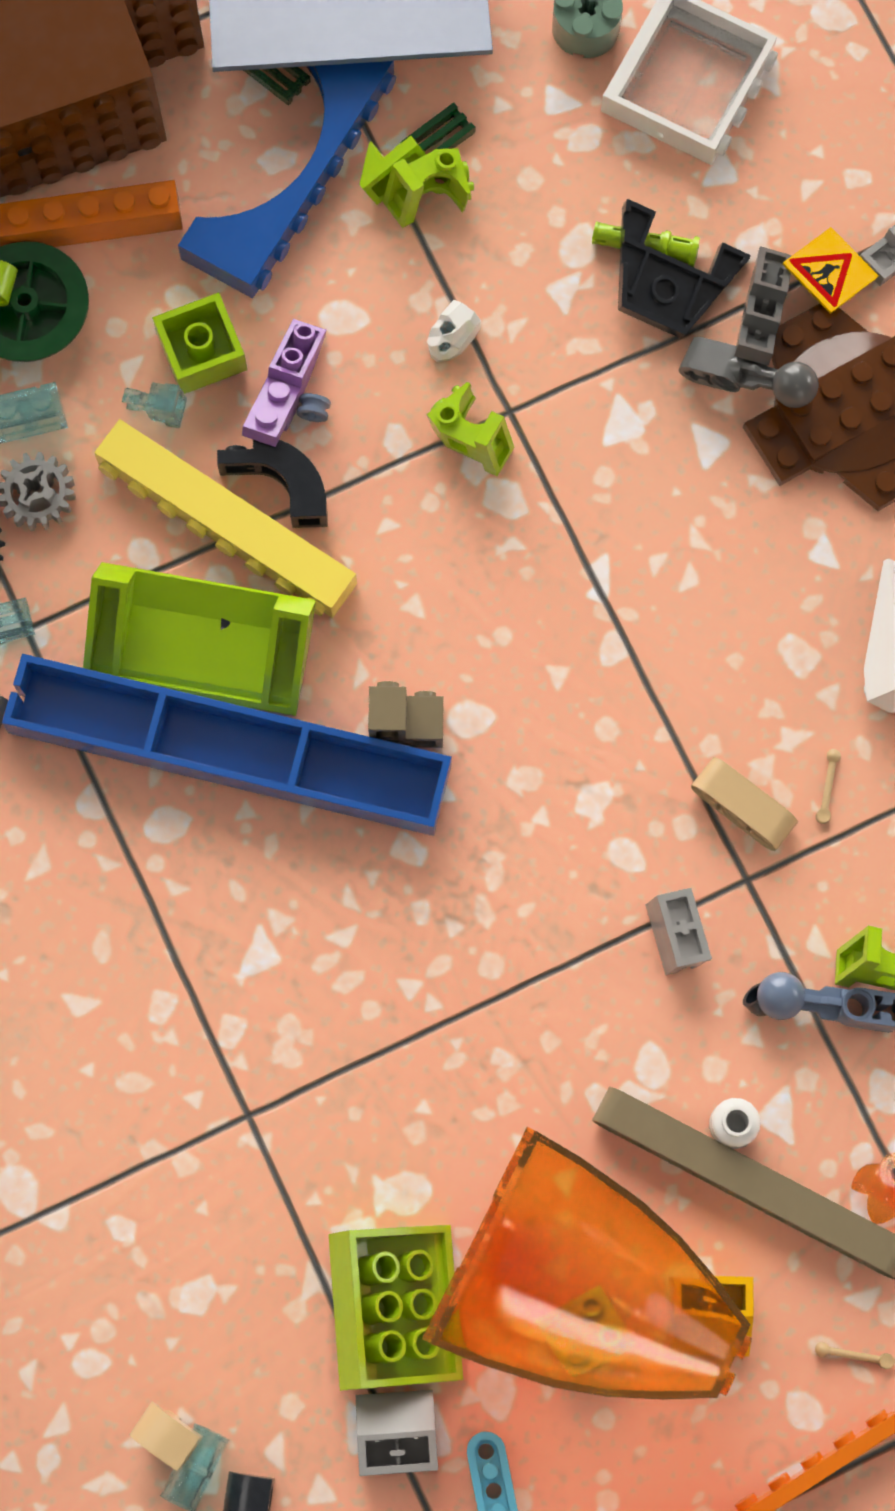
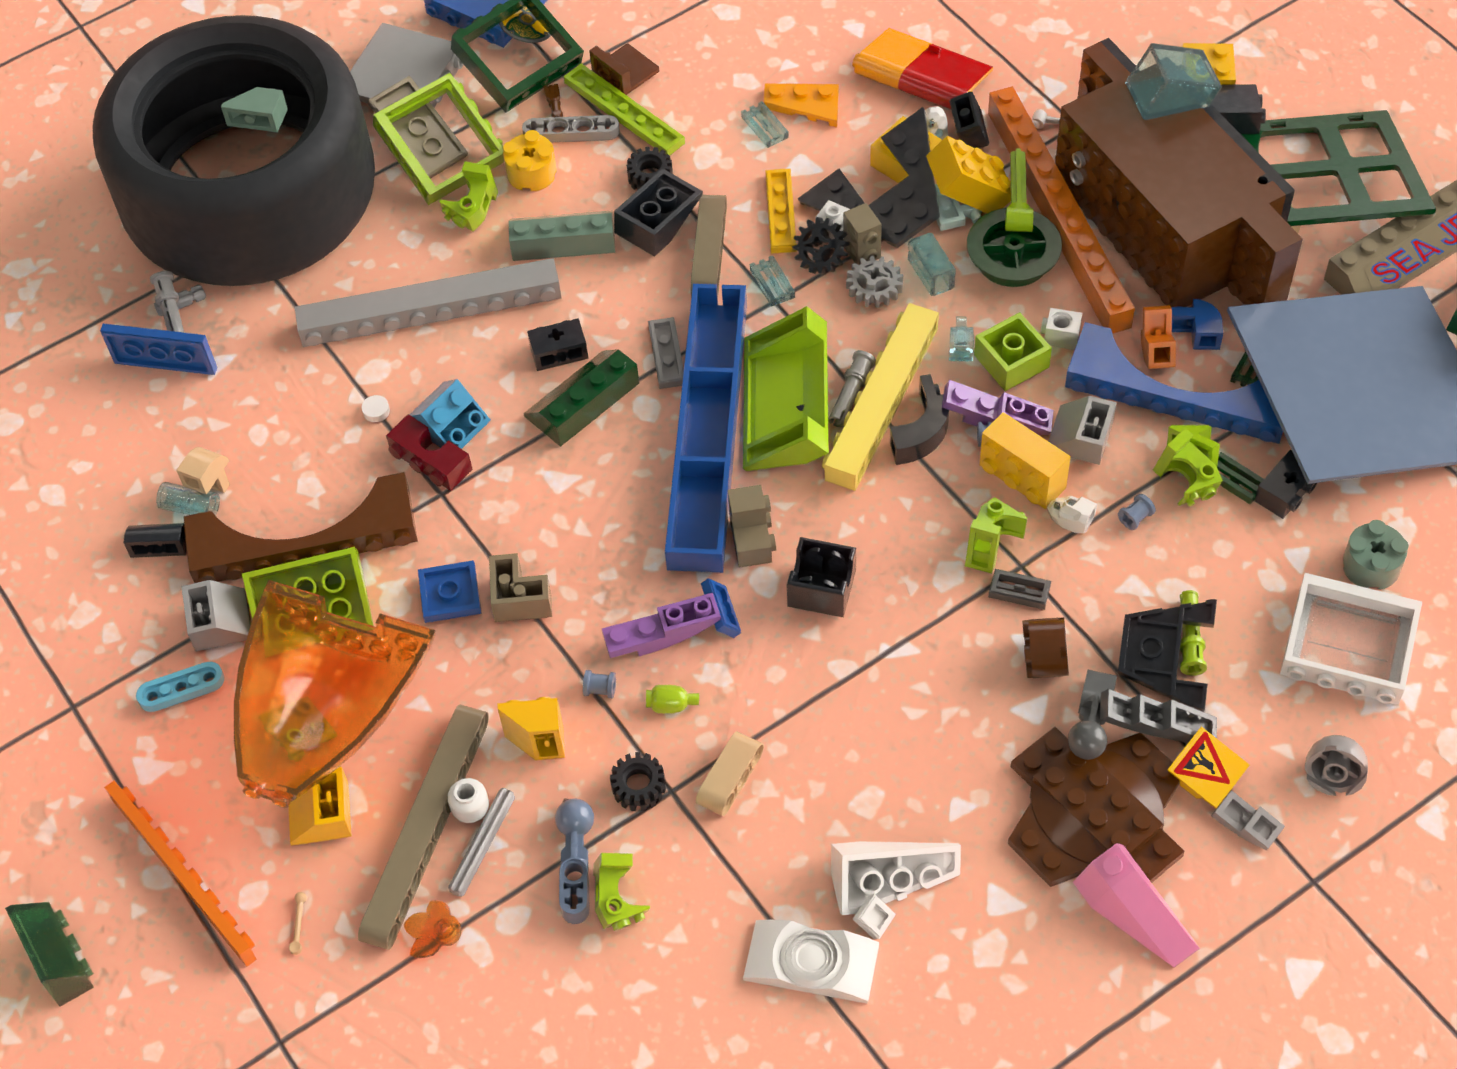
camera: 85 degrees right, 20 degrees down
(52, 944) = (557, 344): none -> black brick
(83, 783) = (666, 352): none -> light grey tile
(88, 1191) = (375, 408): none -> white tile
(131, 905) = (584, 396): none -> dark green slope
(132, 1089) = (451, 414): none -> dark azure slope
(166, 1149) = (443, 466): none -> dark red arch
(171, 263) = (1062, 328): none -> white brick
(190, 547) = (855, 379): none -> light grey pin
(199, 109) = (1202, 322): none -> blue brick
(220, 171) = (1157, 338): none -> orange brick
(294, 1423) = (378, 523): none -> reddish brown arch
(337, 290) = (1084, 428): none -> light grey slope
(378, 367) = (1024, 460): none -> yellow brick
(414, 1117) = (449, 591): none -> blue plate
(445, 1037) = (514, 595): none -> dark tan brick
(453, 80) = (1283, 487): none -> black brick
(467, 259) = (1136, 511): none -> sand blue bush
(499, 644) = (821, 577): none -> black piece
(510, 776) = (728, 624): none -> blue plate
(528, 851) = (658, 631): none -> medium lavender slope
(532, 445) = (1019, 593): none -> dark grey tile
(591, 942) = (599, 684): none -> sand blue bush
(628, 860) = (670, 699): none -> lime plant
(649, 404) = (1045, 647): none -> reddish brown brick
(655, 1023) = (534, 727): none -> yellow slope
(678, 931) = (616, 738): light grey hinge -> none
(751, 899) = (638, 766): none -> black tyre
(784, 1116) = (481, 842): none -> light grey axle
(824, 814) = (734, 838): tan hinge -> none
(850, 134) = (1336, 765): none -> light grey cylinder

